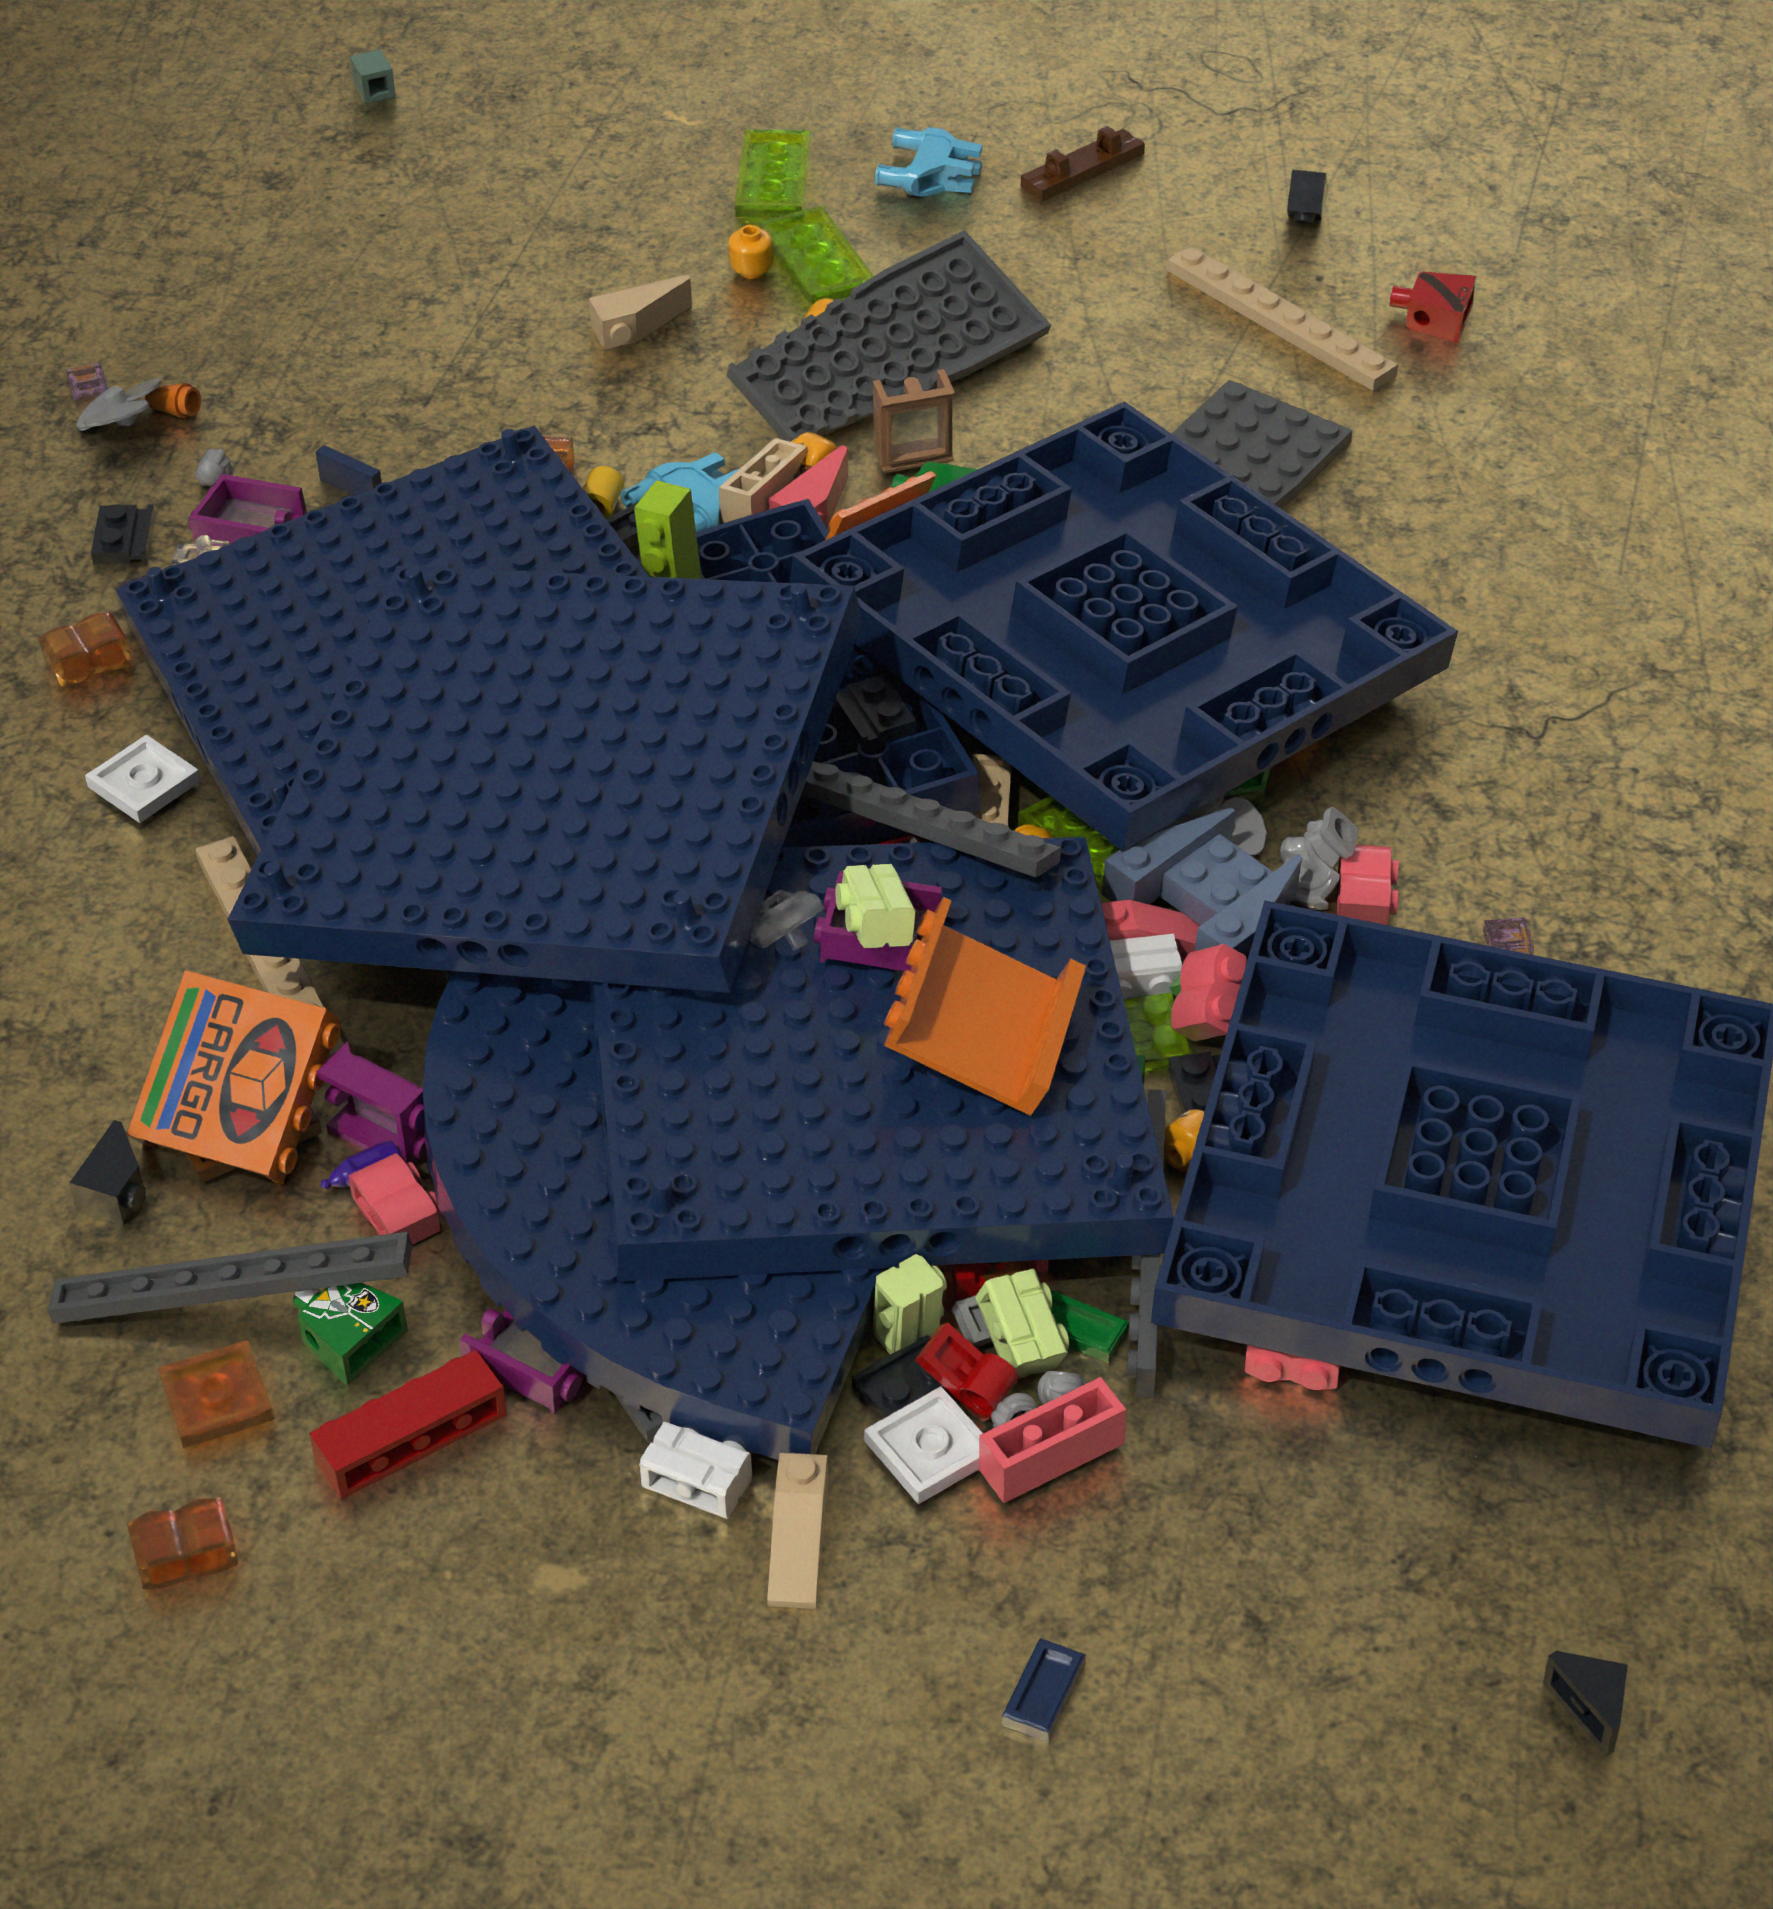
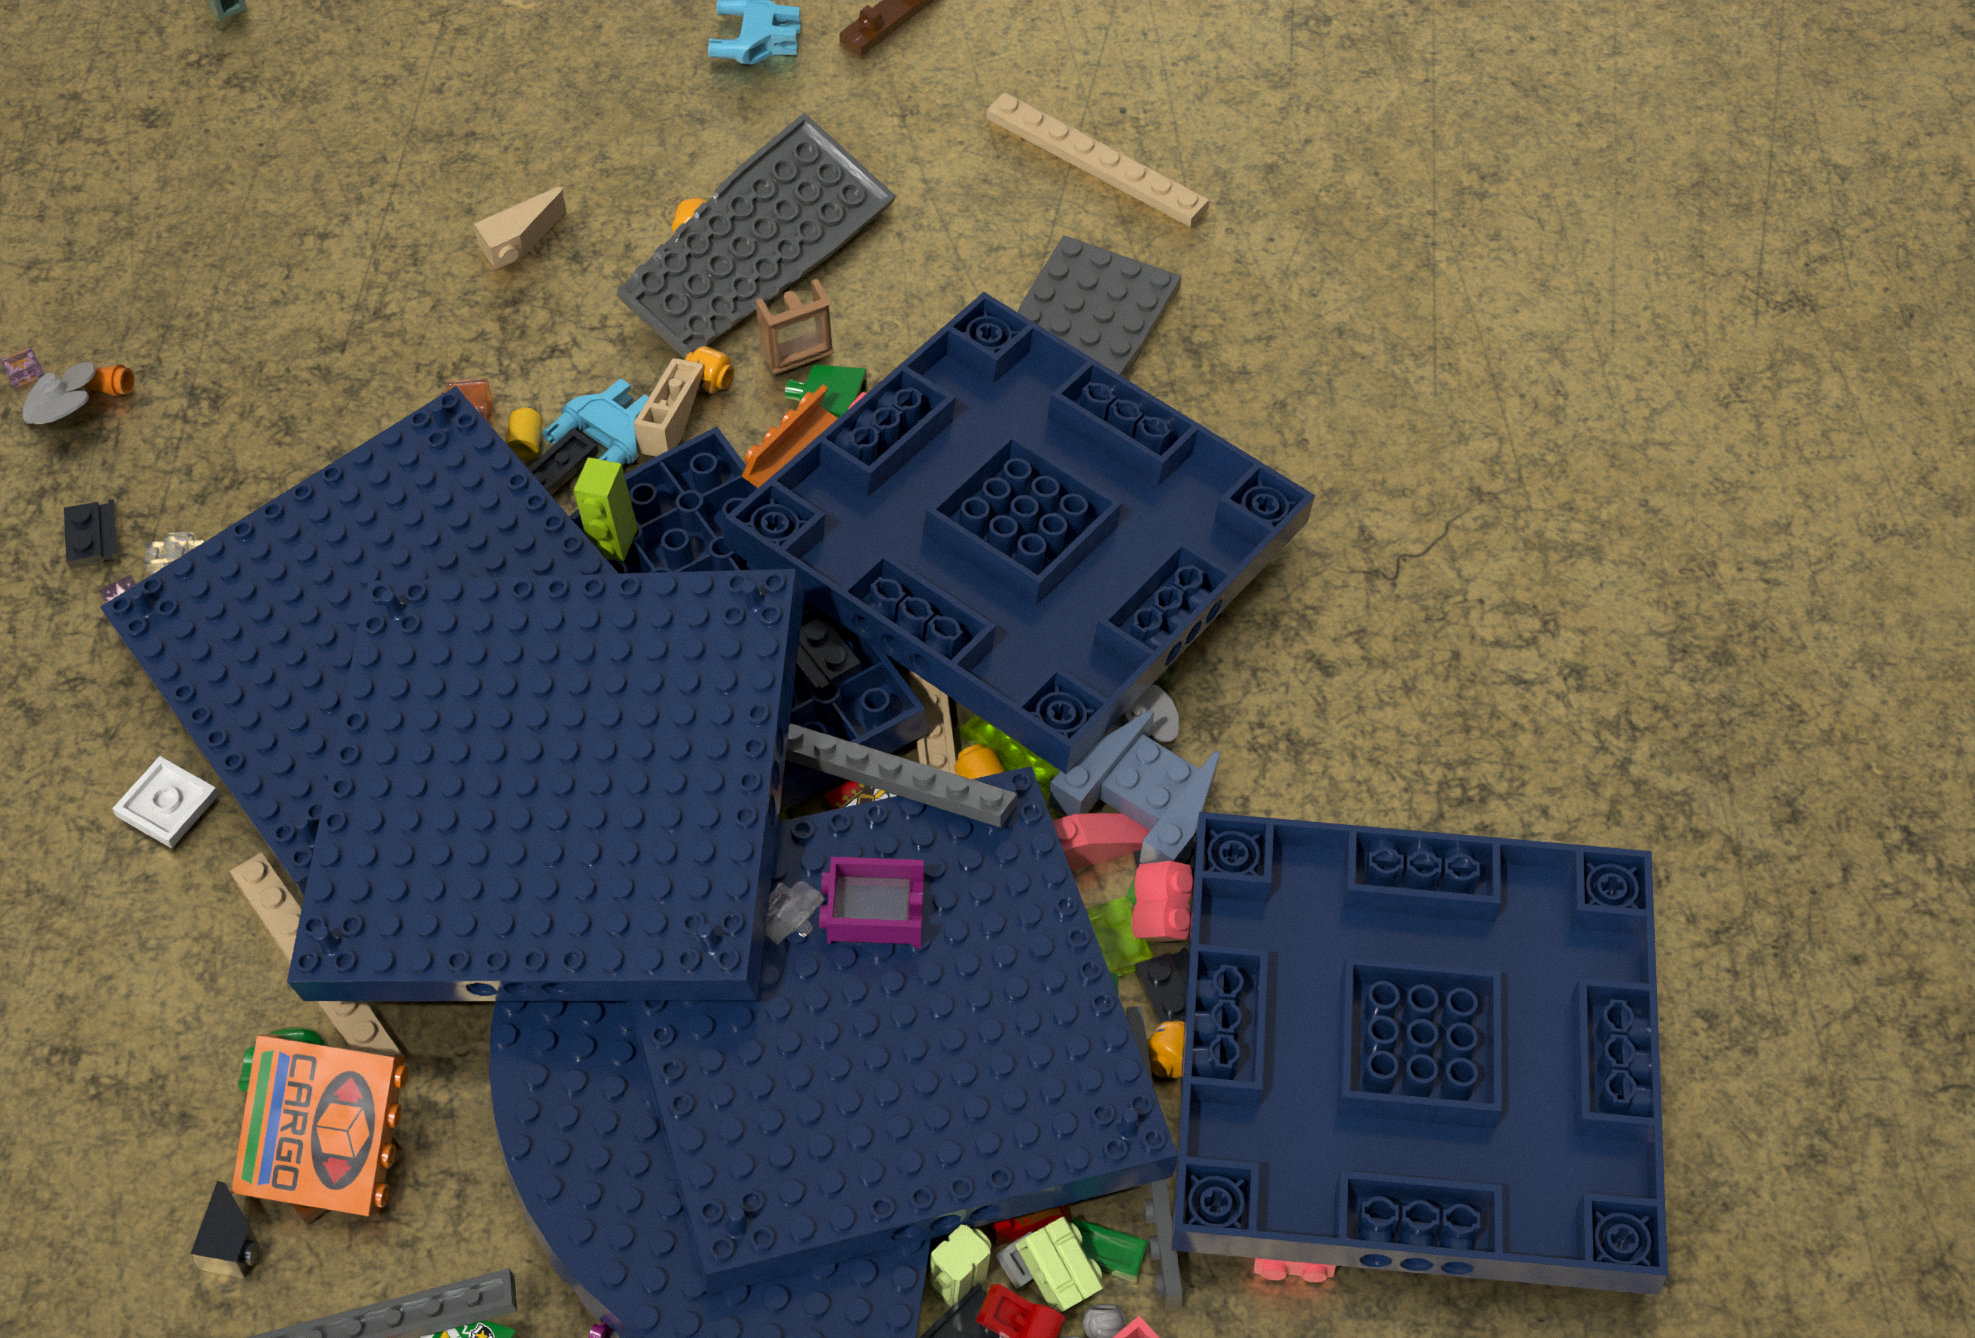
camera: 10 degrees left, 10 degrees up
(84, 649) = (83, 668): clear orange brick -> none
(212, 466) = (161, 452): light grey piece -> none
(244, 507) = (204, 500): magenta window -> none
(346, 472) = (290, 443): dark blue tile -> none
(358, 1161) = (451, 1185): dark purple piece -> none
(378, 1105) = (451, 1132): magenta window -> none
(394, 1199) = (486, 1221): coral brick -> none
(750, 251) = (611, 150): light orange head -> none
(772, 173) = (614, 58): clear neon green plate -> none
(816, 254) = (671, 144): clear neon green plate -> none
(819, 484) = (716, 407): coral slope -> none
(876, 906) = (871, 894): yellowish green brick -> none
(981, 1014) = (983, 985): orange panel -> none
(1146, 964) = (1101, 873): white brick -> none
(1307, 196) = (1099, 28): black slope -> none
(1319, 853) = (1230, 735): light grey animal -> none
(1366, 884) = (1273, 760): coral brick -> none
(1437, 303) = (1232, 130): red torso -> none
(1509, 934) = (1403, 794): tile -> none

